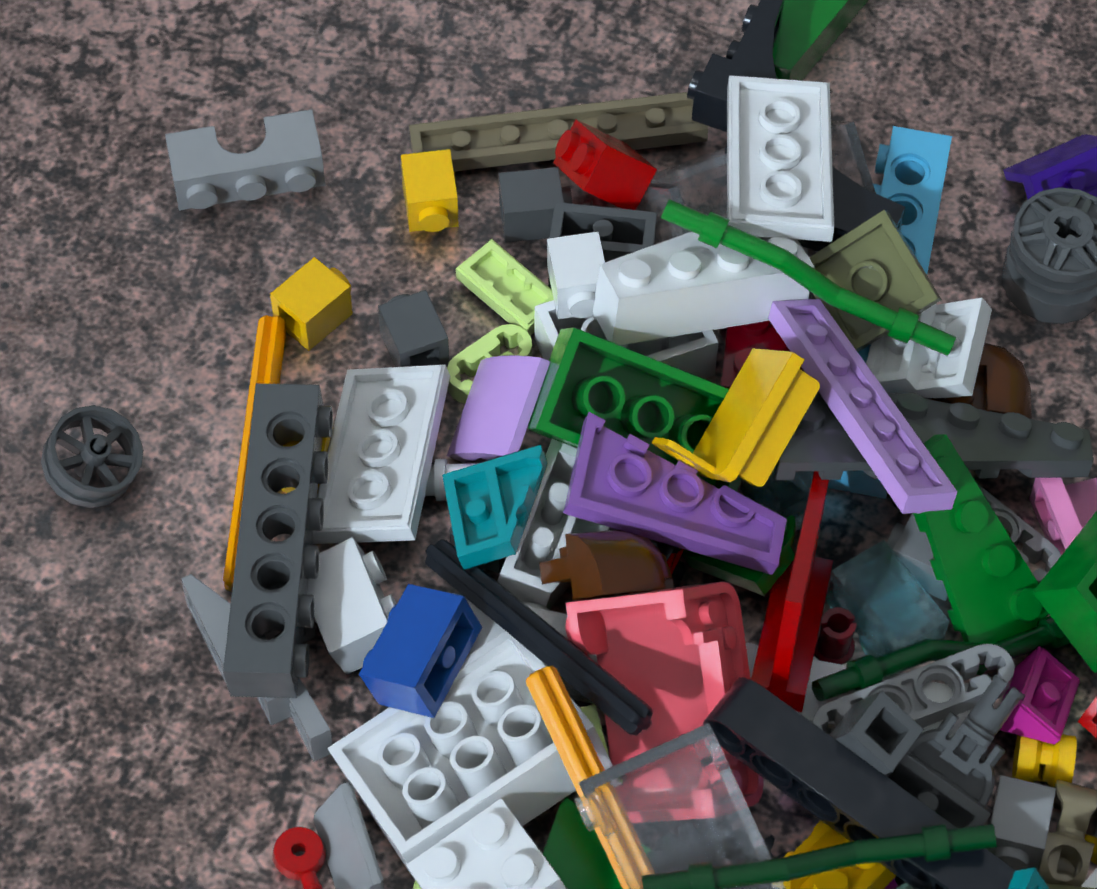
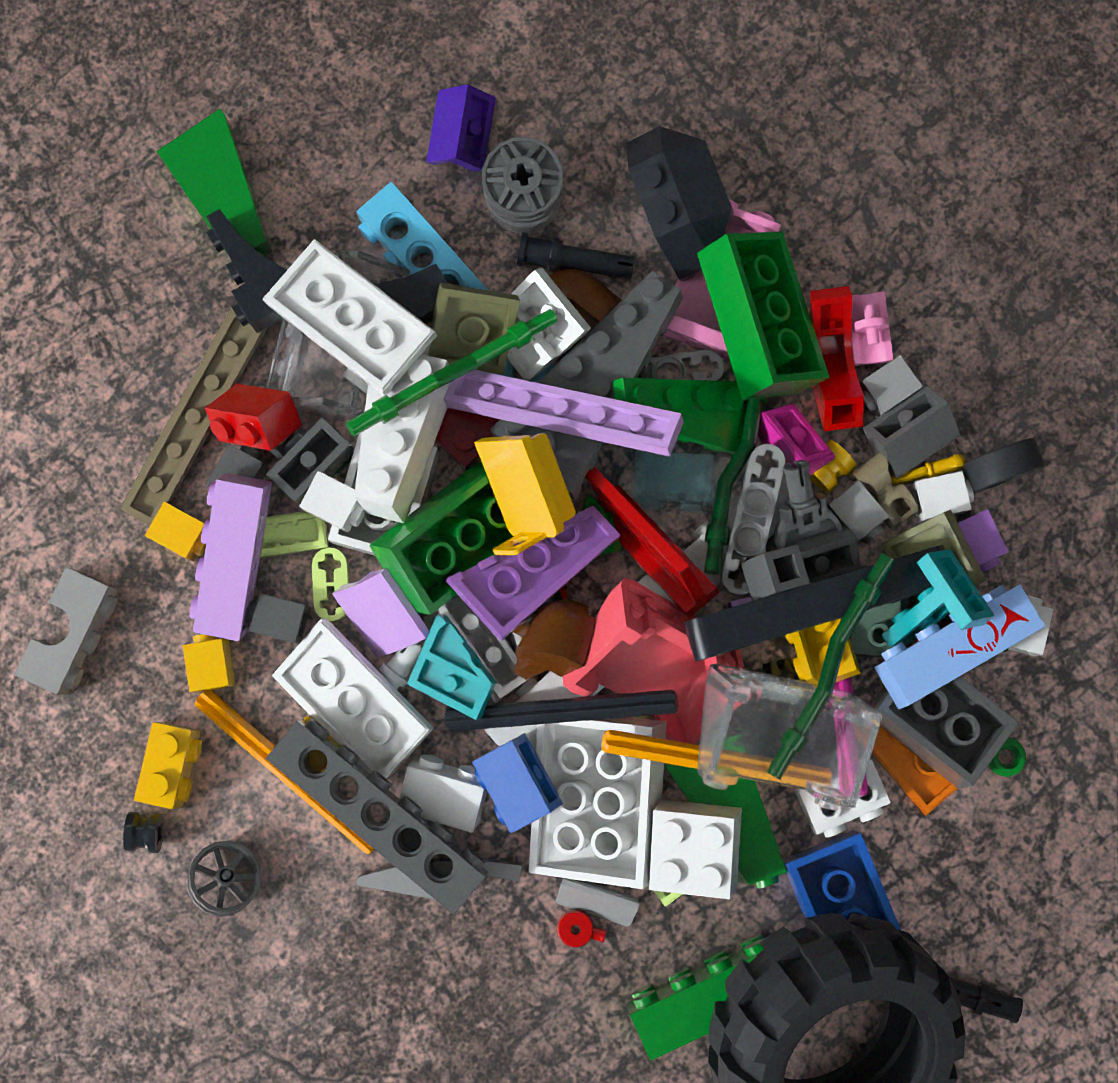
camera: 50 degrees left, 25 degrees up
(86, 356) = (143, 832): none -> black wheel
(175, 330) = (168, 765): none -> yellow brick
(445, 237) = (231, 555): none -> lavender brick
(835, 636) = (679, 519): dark red pin -> none
(1022, 341) = (555, 255): none -> black pin

